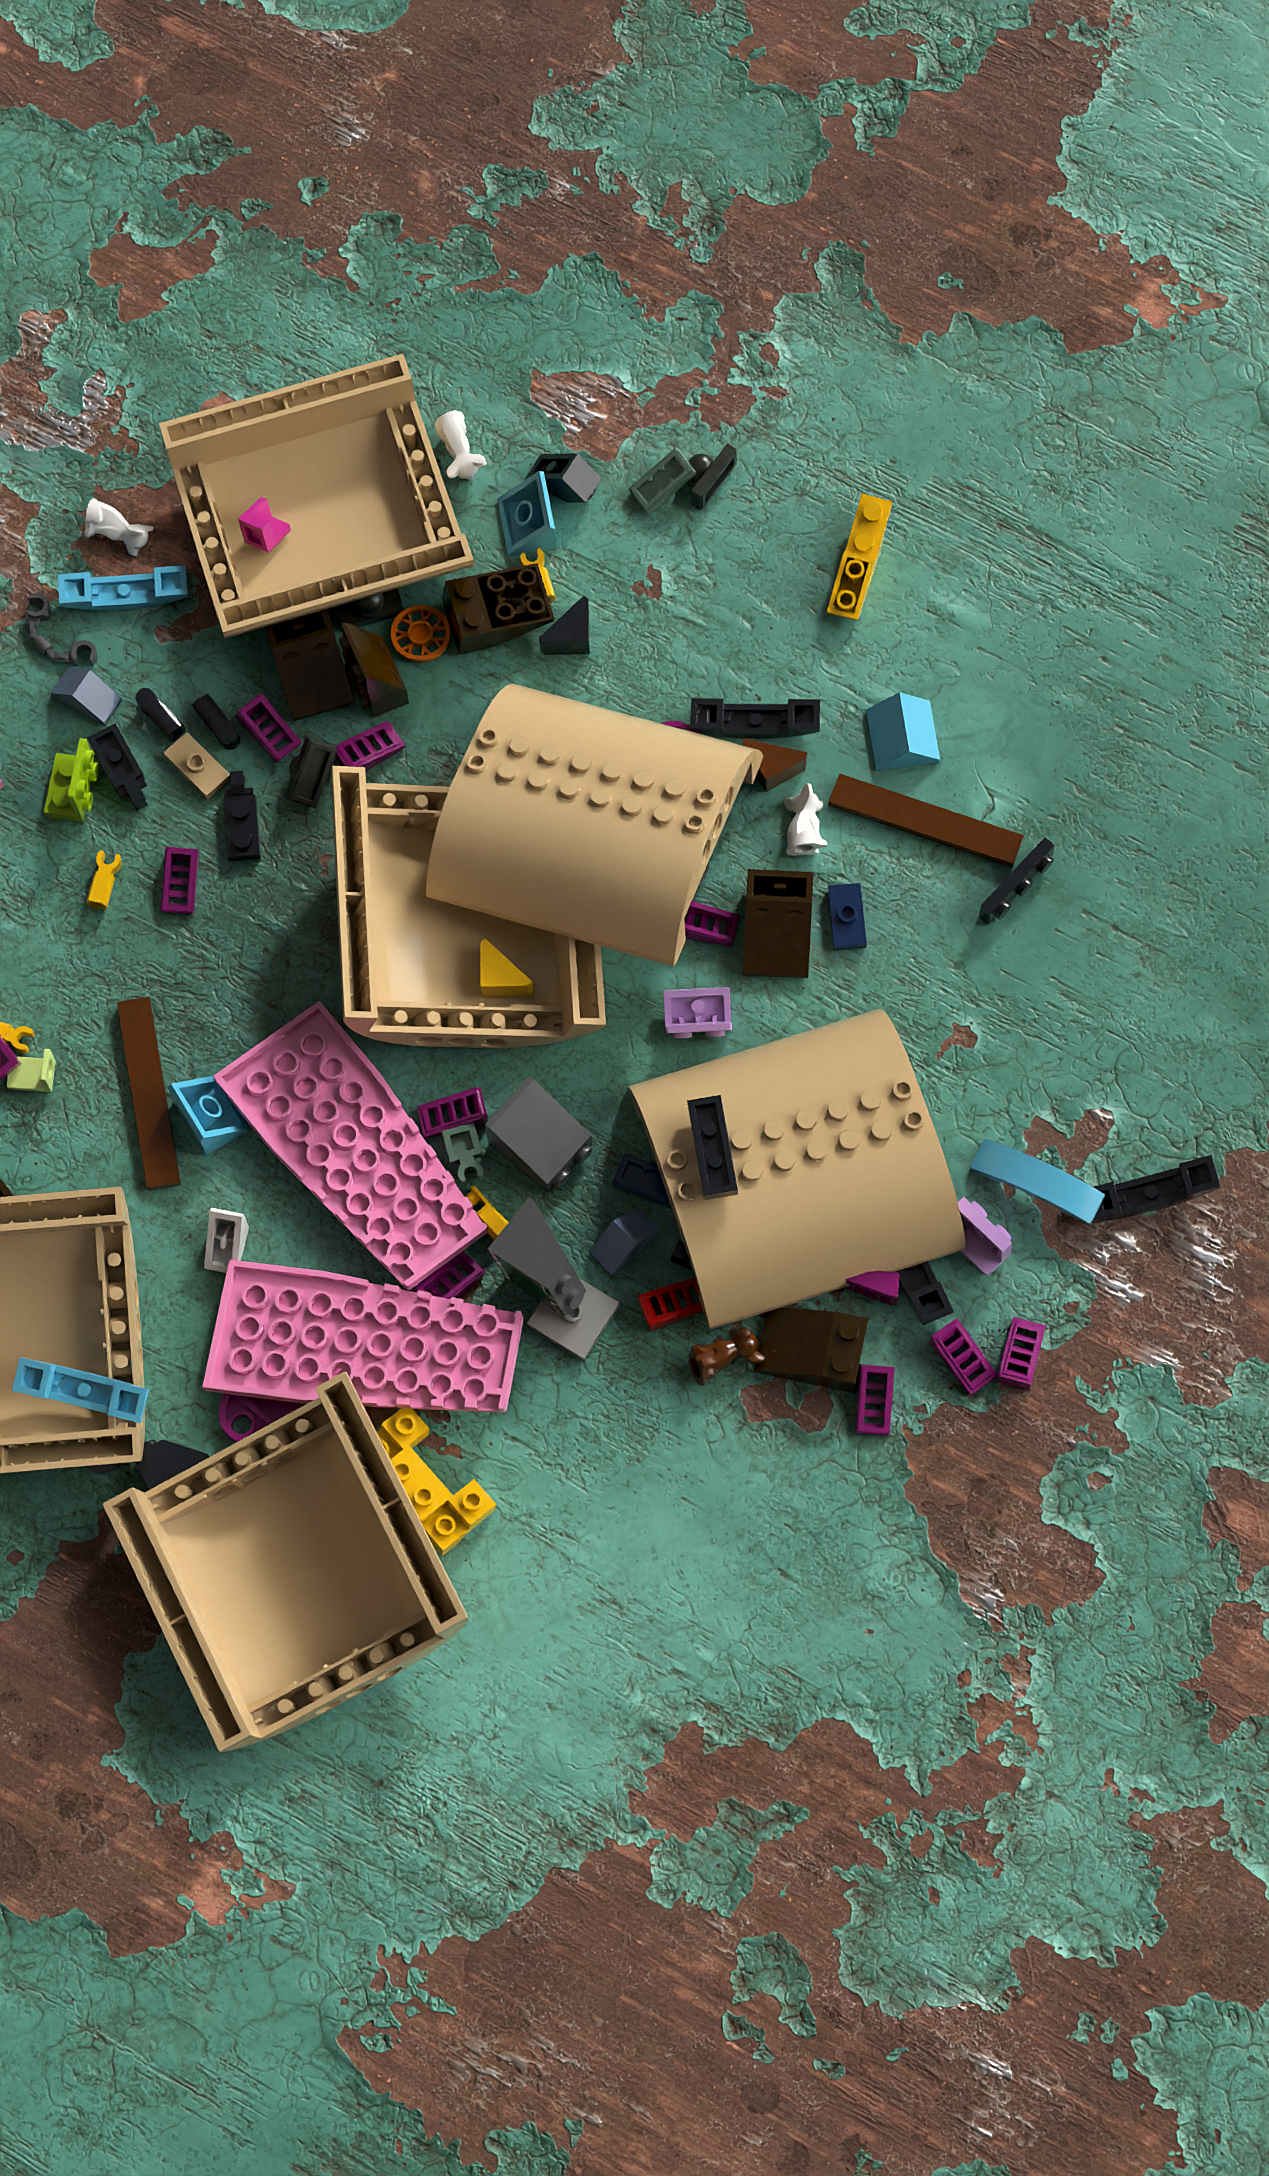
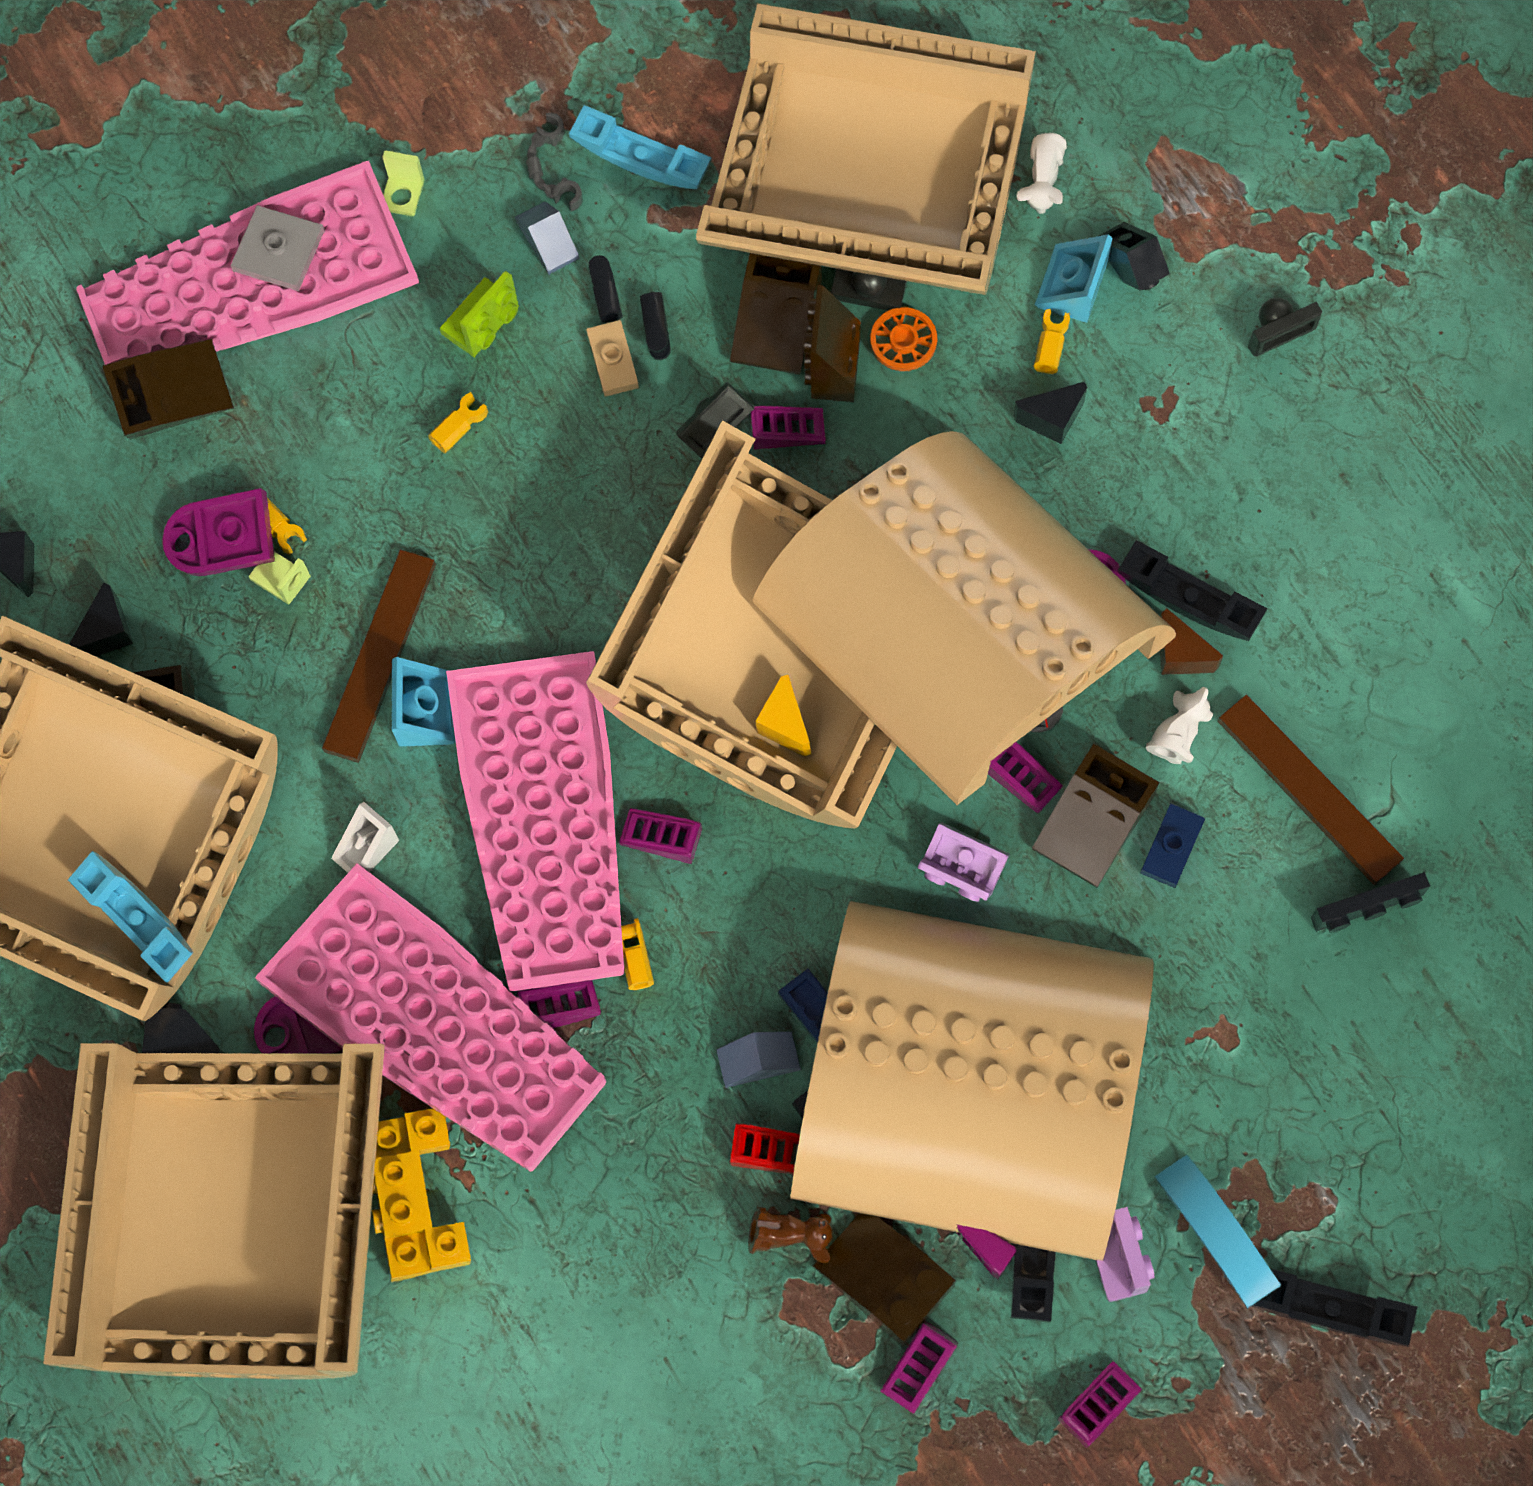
camera: 30 degrees right, 0 degrees up
(109, 522) = (663, 79): white animal -> none
(119, 764) = (537, 319): black hinge -> none
(180, 854) = (527, 443): magenta slope -> none
(241, 820) = (623, 433): black hinge -> none
(260, 702) = (699, 328): magenta slope -> none
(261, 528) = (804, 155): dark pink panel -> none
(462, 1148) = (649, 874): sand green plate -> none
(495, 607) = (992, 349): dark brown slope -> none
(535, 1260) = (656, 1029): dark grey slope -> none
(538, 1136) = (730, 904): dark grey slope -> none
(581, 1327) = (663, 1105): light grey plate -> none
(662, 480) = (1230, 307): sand green plate -> none
(712, 1147) = (886, 1015): black plate -> none
(860, 557) = (1389, 485): yellow slope -> none
(902, 732) = (1336, 686): medium azure slope -> none
(936, 1342) = (1035, 1339): magenta slope -> none

